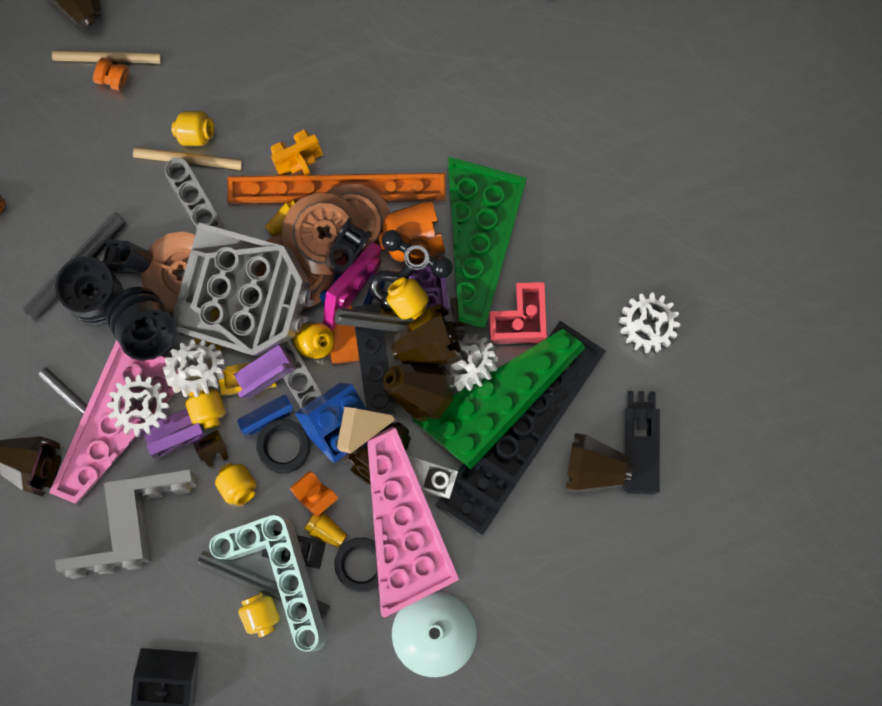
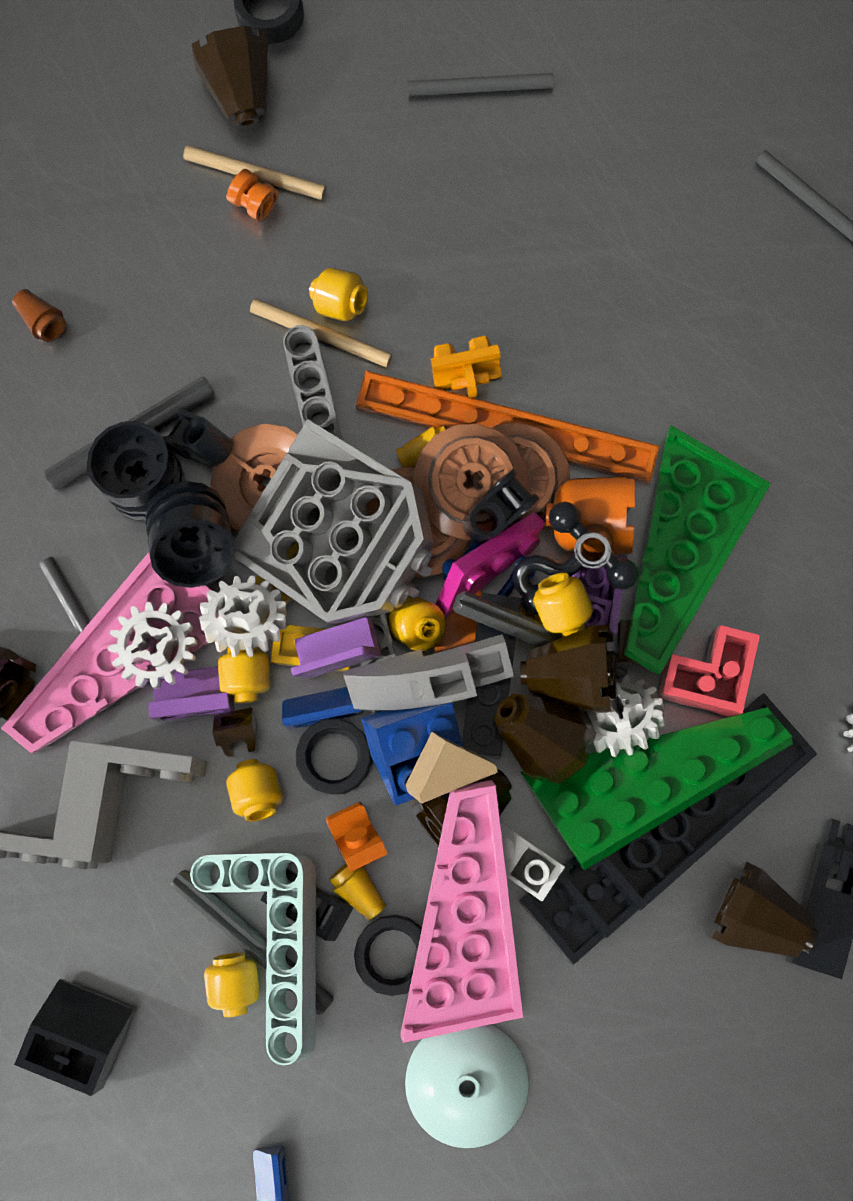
camera: 25 degrees right, 0 degrees up
(333, 374) = (430, 680): none -> light grey slope

